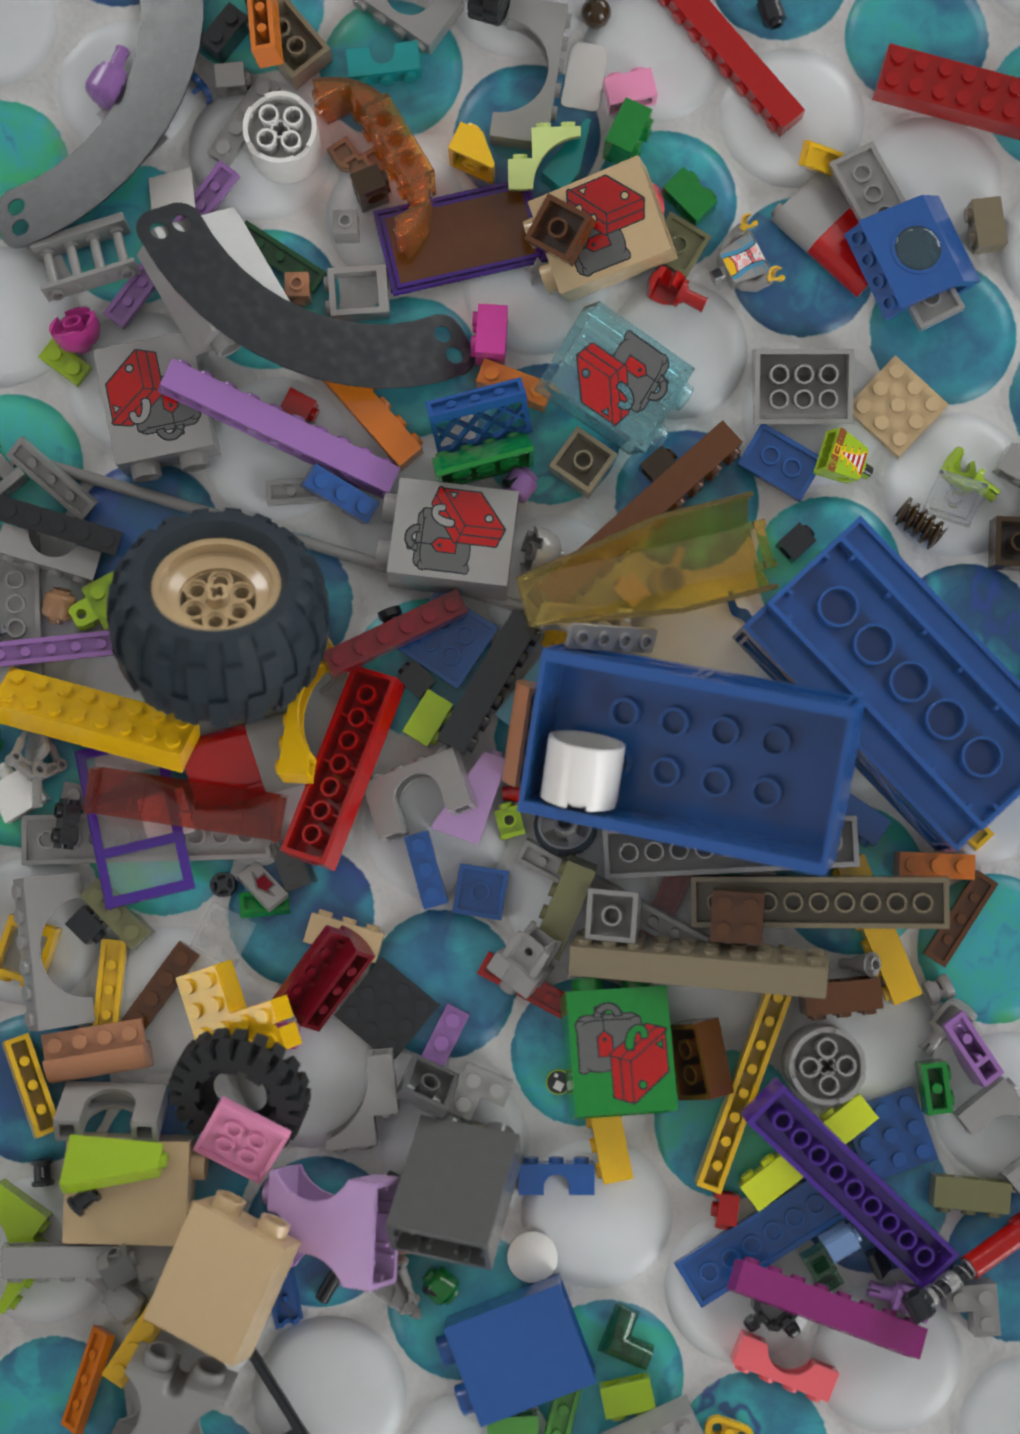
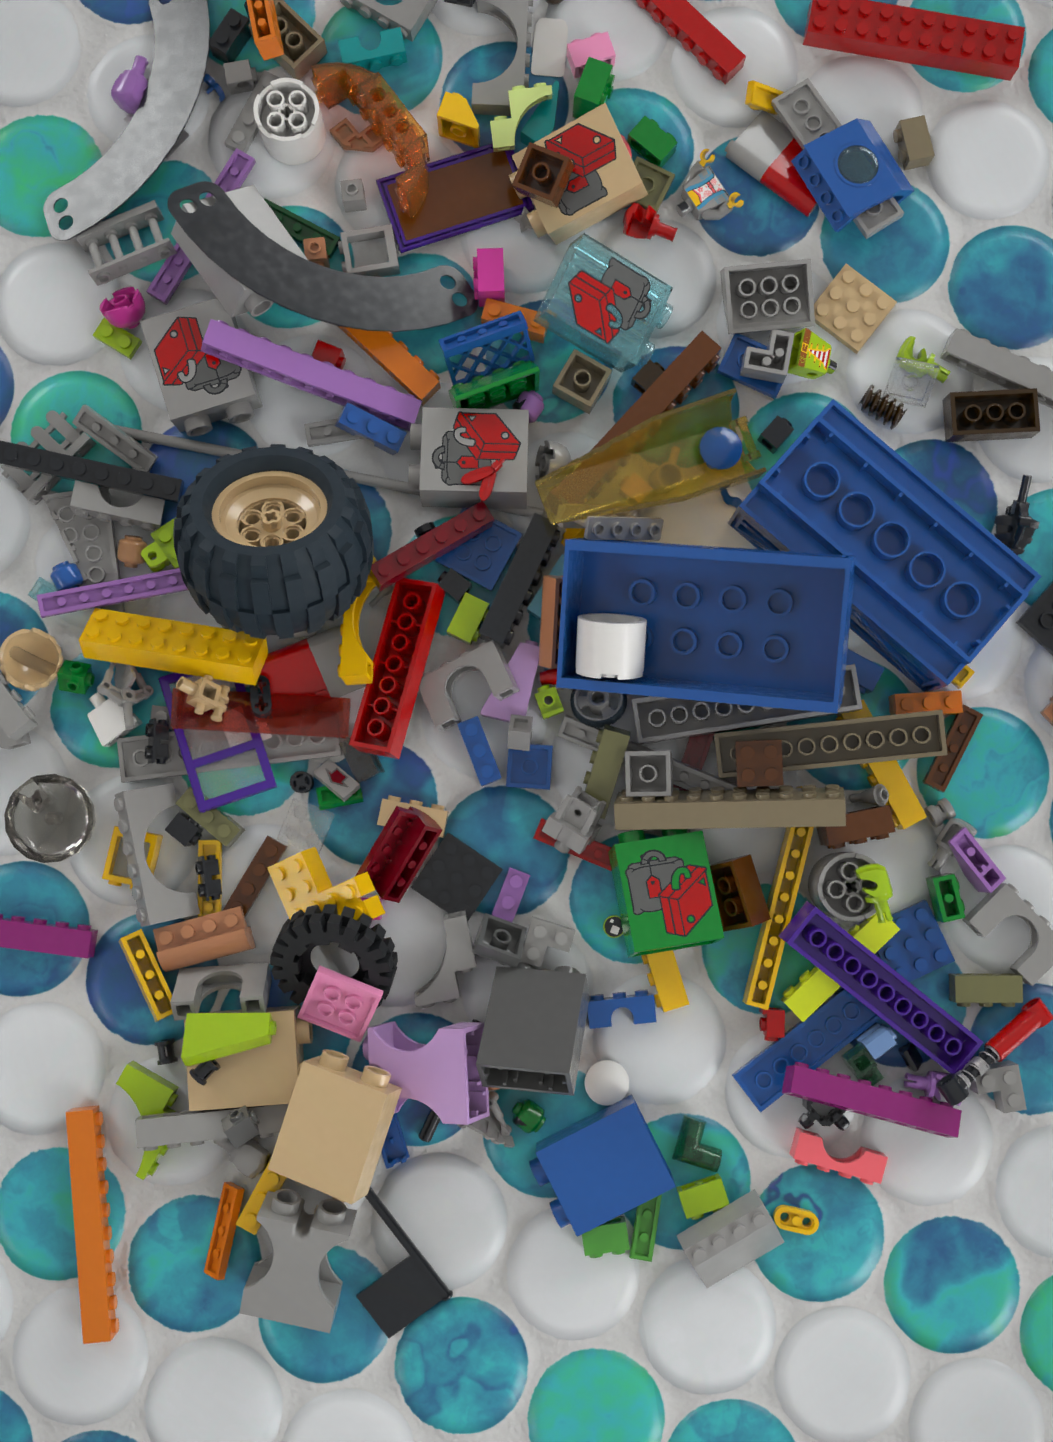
camera: 10 degrees left, 0 degrees up
(106, 973) = (205, 869): none -> black hinge
(125, 779) = (205, 695): none -> tan piece
(172, 188) = (196, 173): white sticker -> none
(193, 784) = (265, 696): none -> black beam
(370, 187) = (371, 158): dark brown brick -> none
(463, 562) = (487, 474): none -> red piece
(473, 854) = (520, 732): none -> light grey brick
(731, 553) = (720, 448): none -> blue dish
(798, 463) = (769, 363): none -> light grey brick
(858, 1077) = (881, 892): none -> lime piece

